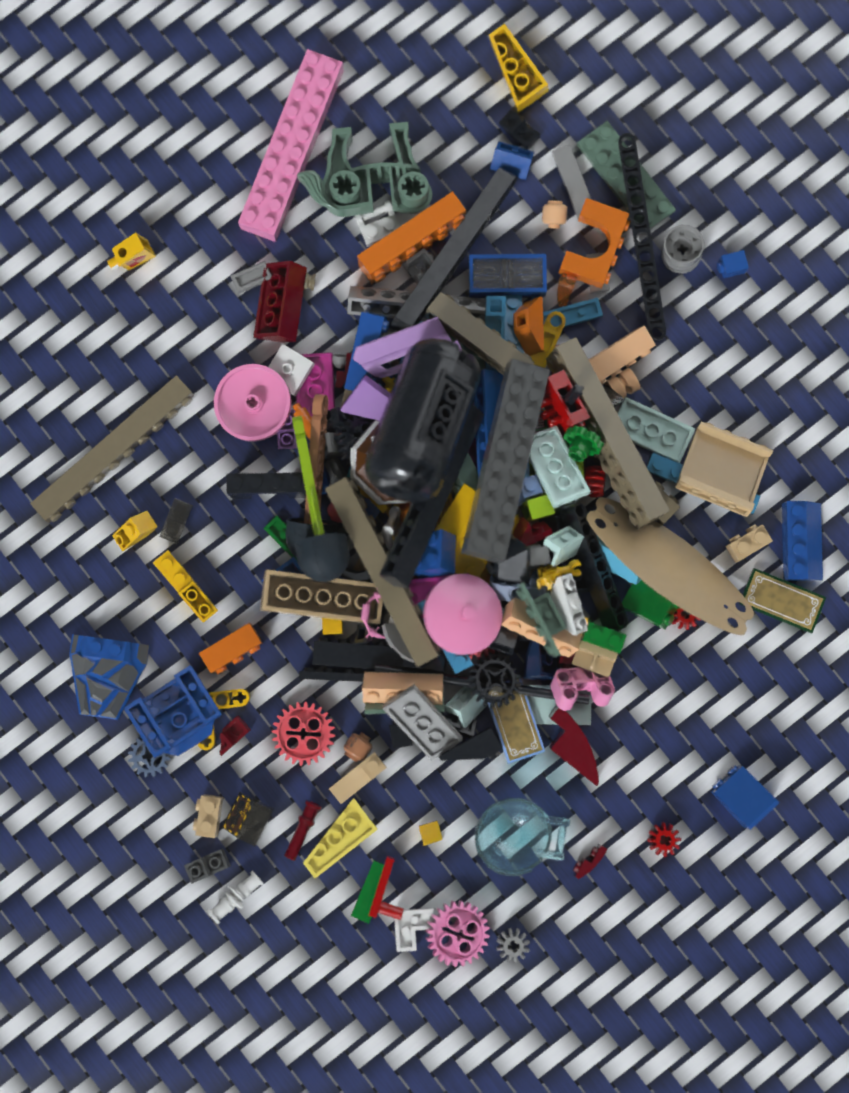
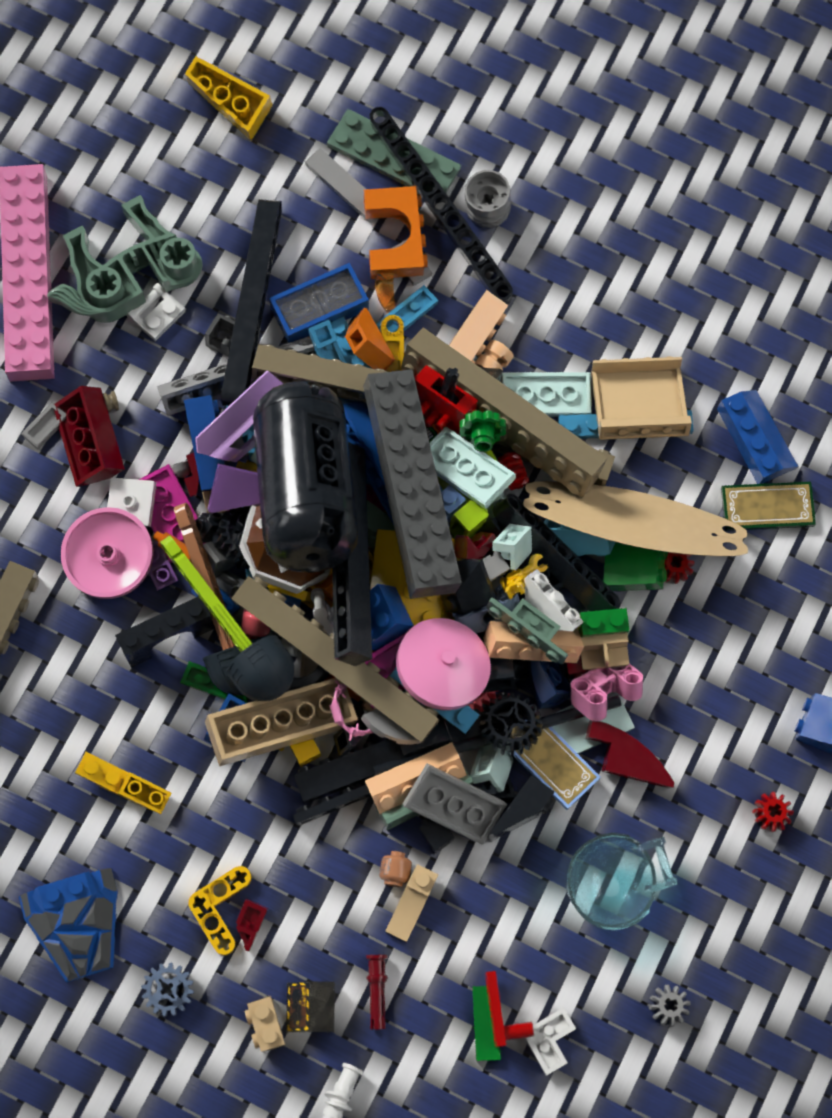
camera: 30 degrees left, 10 degrees down
(134, 530) = (38, 749): yellow slope -> none
(175, 715) = (177, 928): blue slope -> none
(176, 521) = (80, 718): clear smoke slope -> none
(207, 865) = (289, 1083): dark grey slope -> none
(231, 649) = (205, 828): orange brick -> none
(302, 751) = (320, 862): coral gear -> none
(343, 836) = (426, 974): light yellow wing -> none
(411, 238) = (199, 308): orange brick -> none
(430, 832) = (519, 926): yellow slope -> none
(464, 916) = (605, 1044): bright pink gear -> none
(512, 159) = (268, 187): blue panel -> none
(519, 129) = (259, 156): black slope -> none
(554, 214) = (338, 222): light nougat head -> none
(584, 866) = (703, 880): dark red slope -> none
(732, 264) = (546, 193): blue brick -> none
(749, 543) = (704, 462): tan brick -> none

